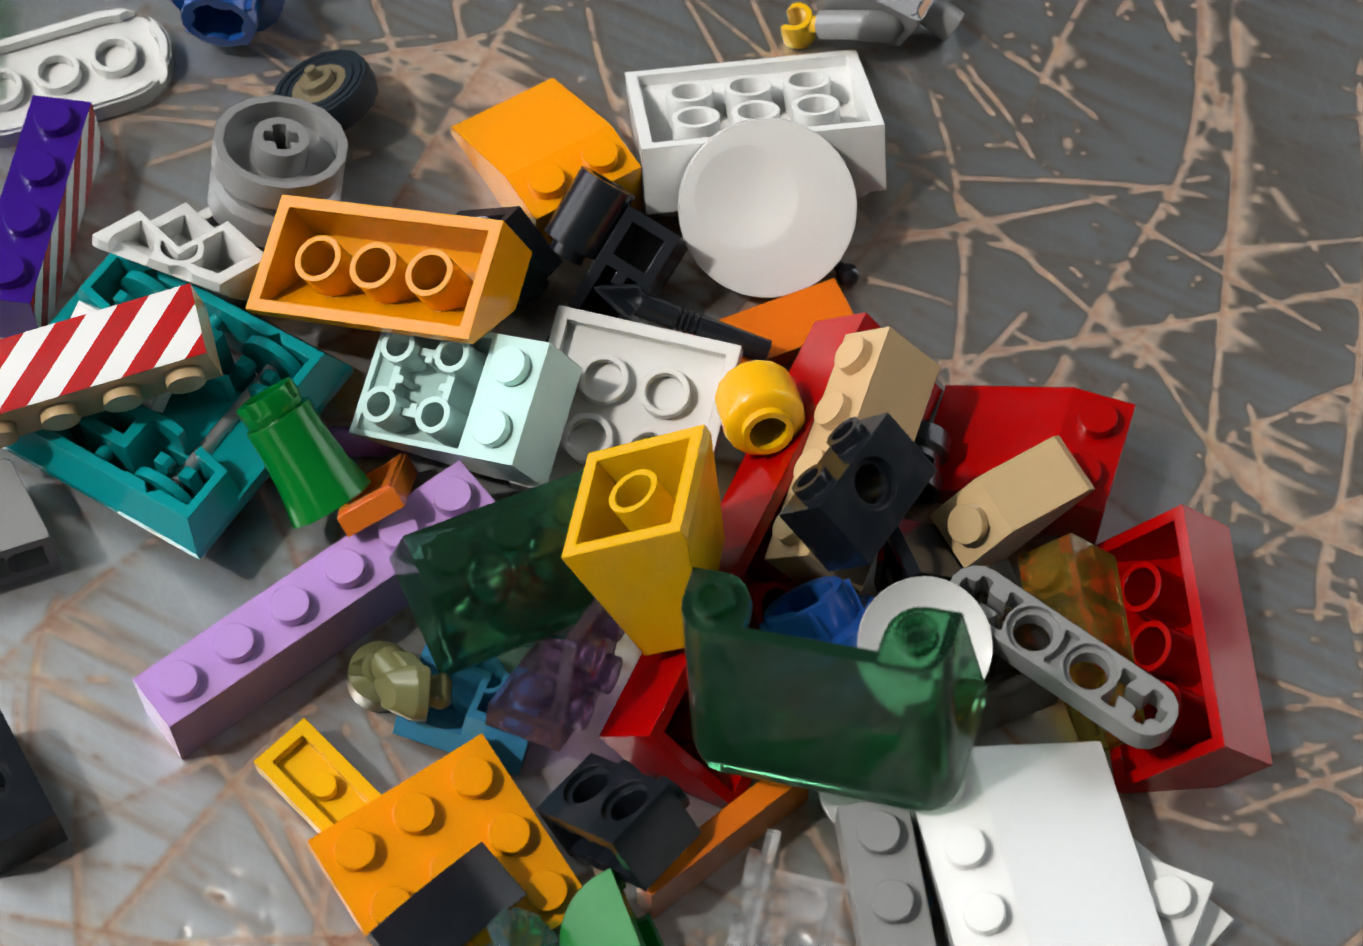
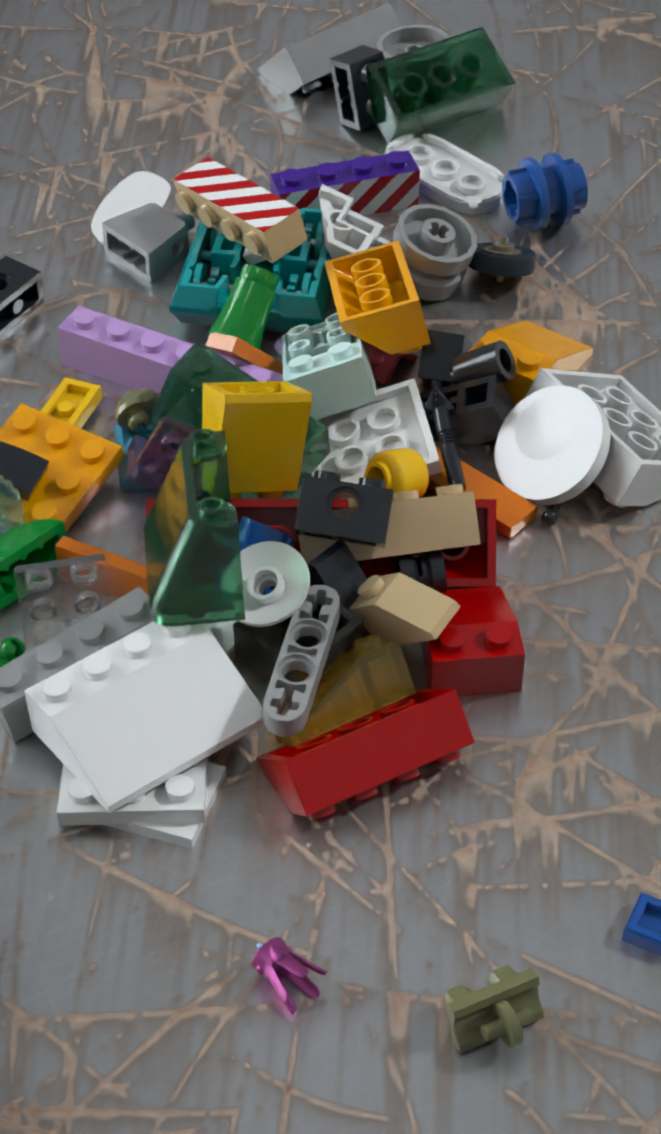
camera: 65 degrees right, 15 degrees down
(620, 819) = (96, 516): black brick -> none

